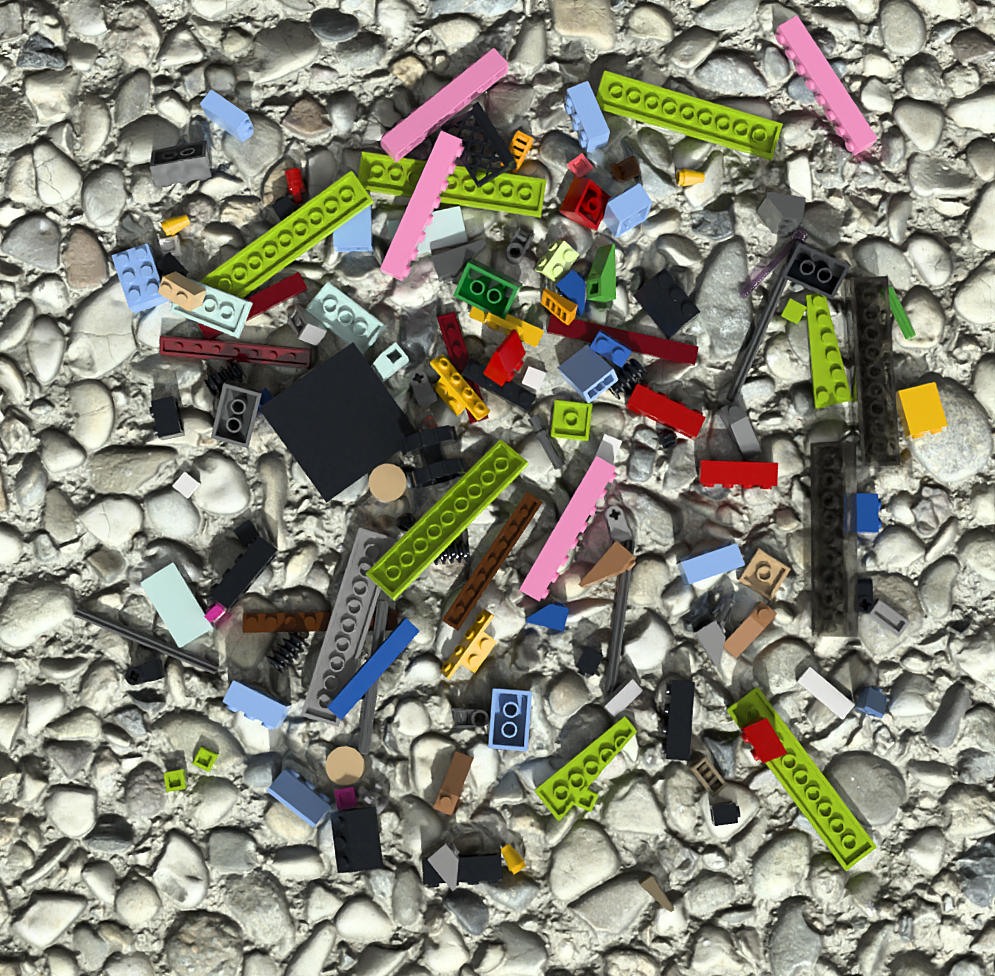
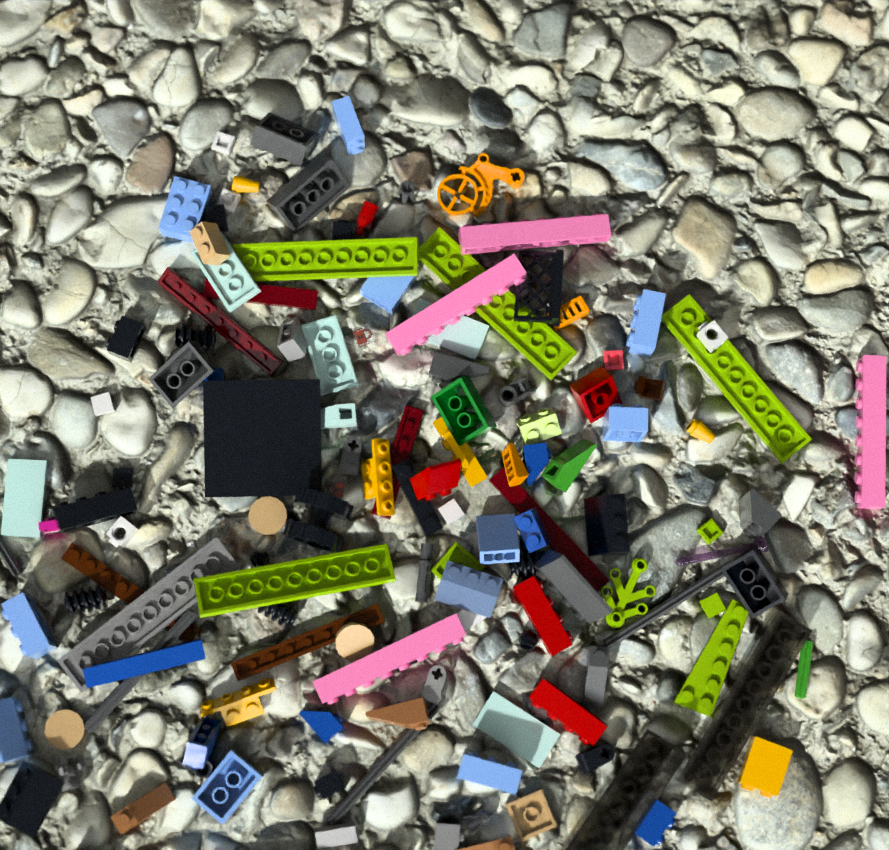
camera: 30 degrees right, 5 degrees down
(131, 201) = (223, 142): none -> white tile
(233, 195) = (308, 193): none -> dark grey slope
(284, 570) = (130, 530): none -> white brick
(314, 137) = (407, 189): none -> dark grey piece
(346, 798) = (46, 757): dark pink plate -> none
(362, 283) = (363, 335): none -> clear tile
(369, 82) = (485, 174): none -> light orange piece
(465, 698) = (202, 742): none -> blue brick
(529, 534) = (354, 641): none -> tan tile
(592, 429) = (468, 589): none -> sand blue slope
(649, 99) = (711, 344): none -> white brick
(674, 370) = (572, 587): none -> dark grey slope
(706, 516) = (516, 729): none -> light aqua tile
(719, 350) = (625, 594): none -> lime plant
(751, 253) = (710, 531): none -> lime tile
(783, 497) = (591, 760): none -> black piece

